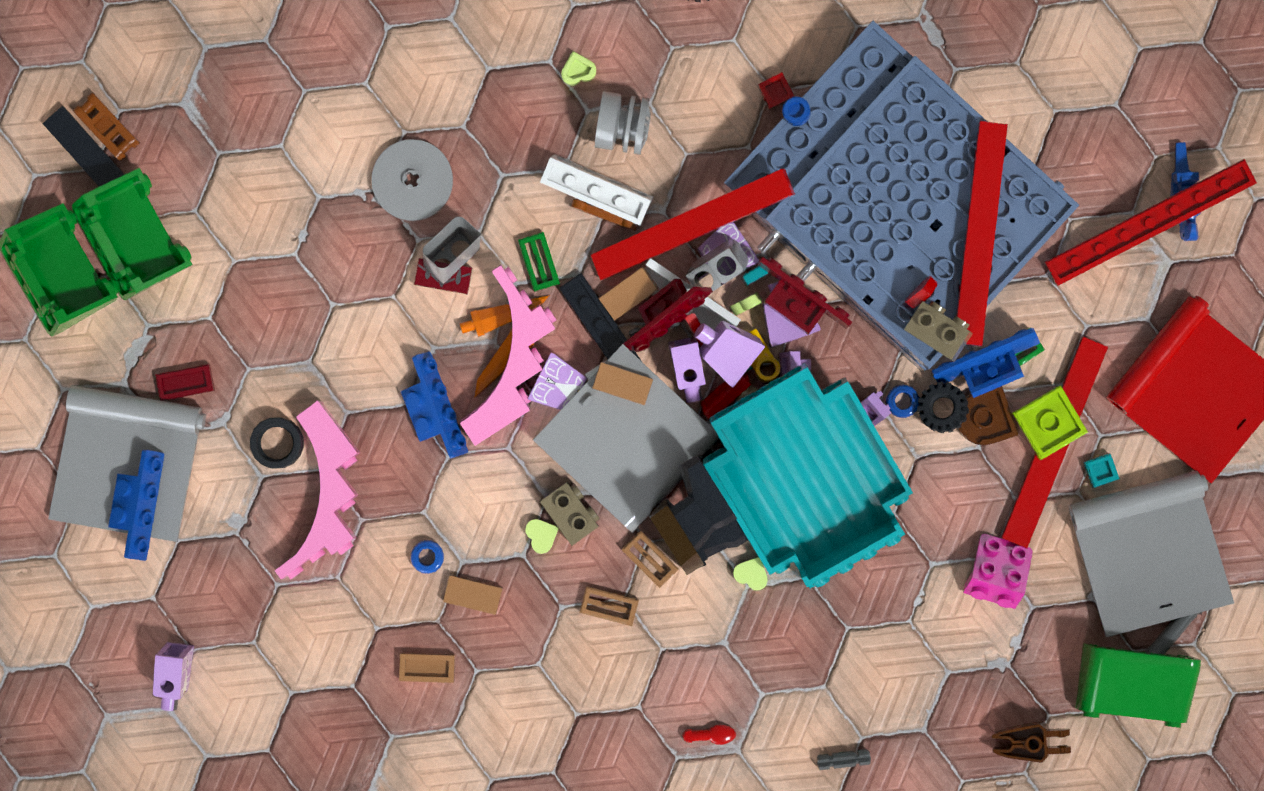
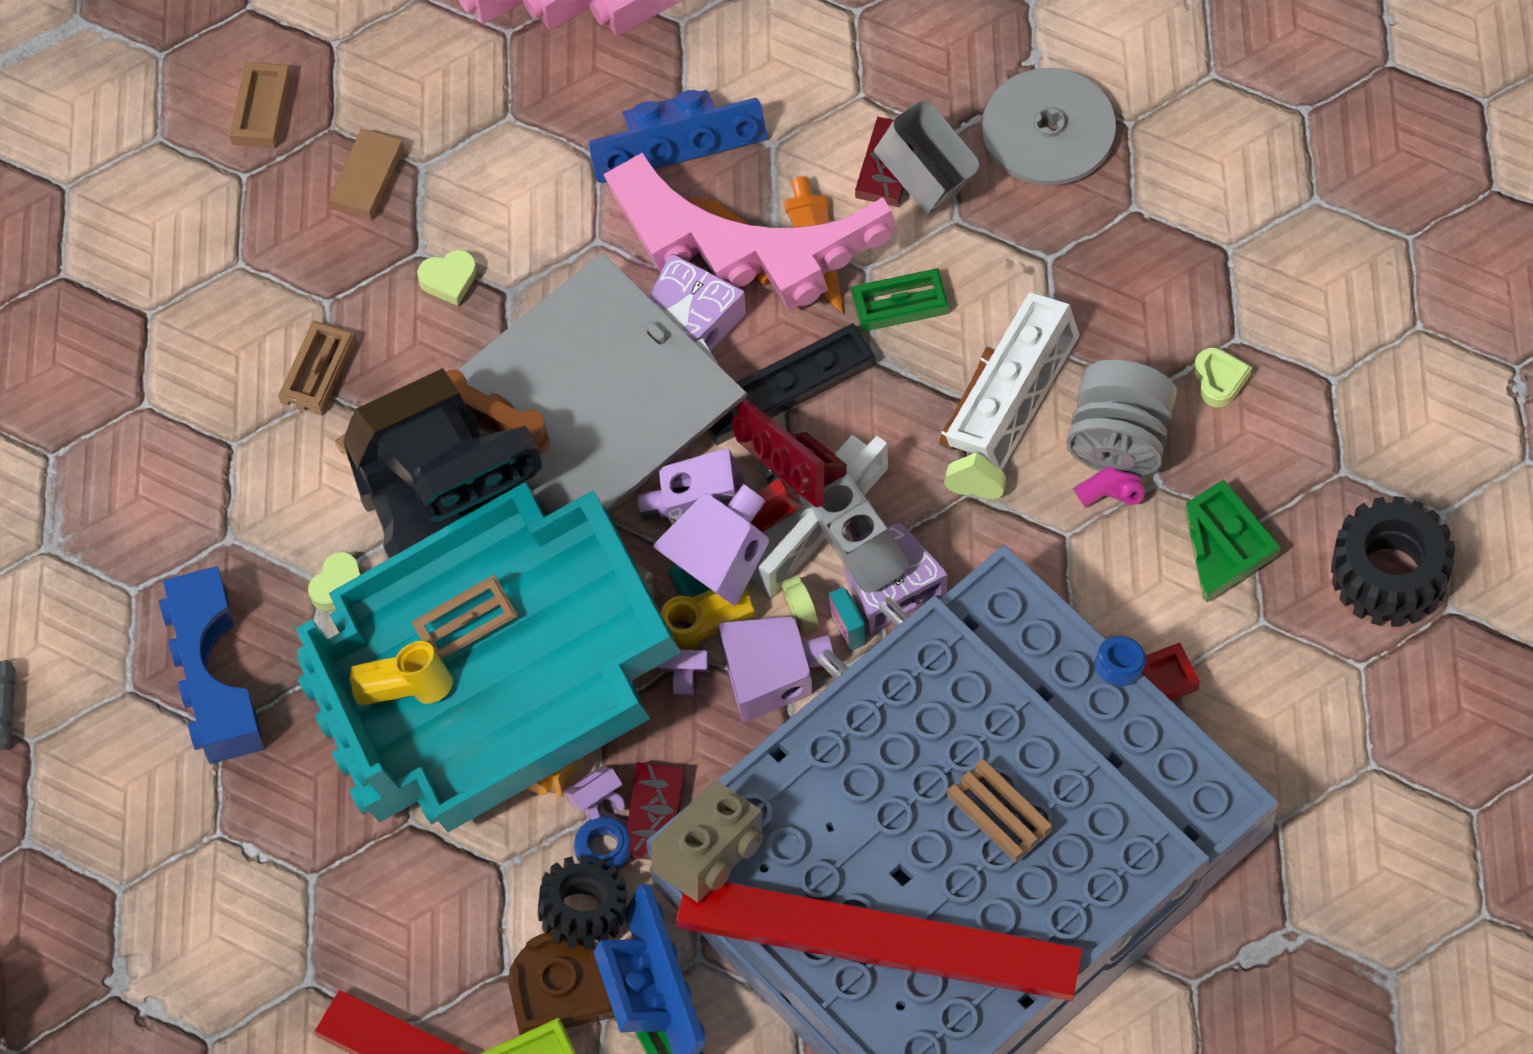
camera: 95 degrees right, 25 degrees down
(439, 556) = (436, 99): blue piece -> none
(570, 513) = (474, 312): dark tan brick -> none
(622, 383) = (678, 384): medium nougat tile -> none
(628, 293) = (833, 420): medium nougat tile -> none
(651, 491) = (497, 413): none -> dark orange plate
(657, 121) = (1112, 483): none -> dark pink arm
(658, 207) = (975, 476): none -> yellowish green tile
(688, 62) = (1226, 539): none -> green wing
(693, 224) = (939, 503): red tile -> none
(717, 734) = (78, 515): red piece -> none
(723, 396) = (641, 547): red tile -> none
(782, 494) = (499, 599): none -> medium nougat tile
(797, 302) = (787, 656): dark red bracket -> none
(824, 526) = (414, 671): none -> yellow piece
(845, 627) = (223, 714): none -> blue arch
(879, 374) = (653, 803): none -> dark red tile
(915, 155) = (972, 782): none -> medium nougat tile
(922, 292) = (783, 828): red tile -> none
(999, 572) = (281, 977): dark pink bracket -> none

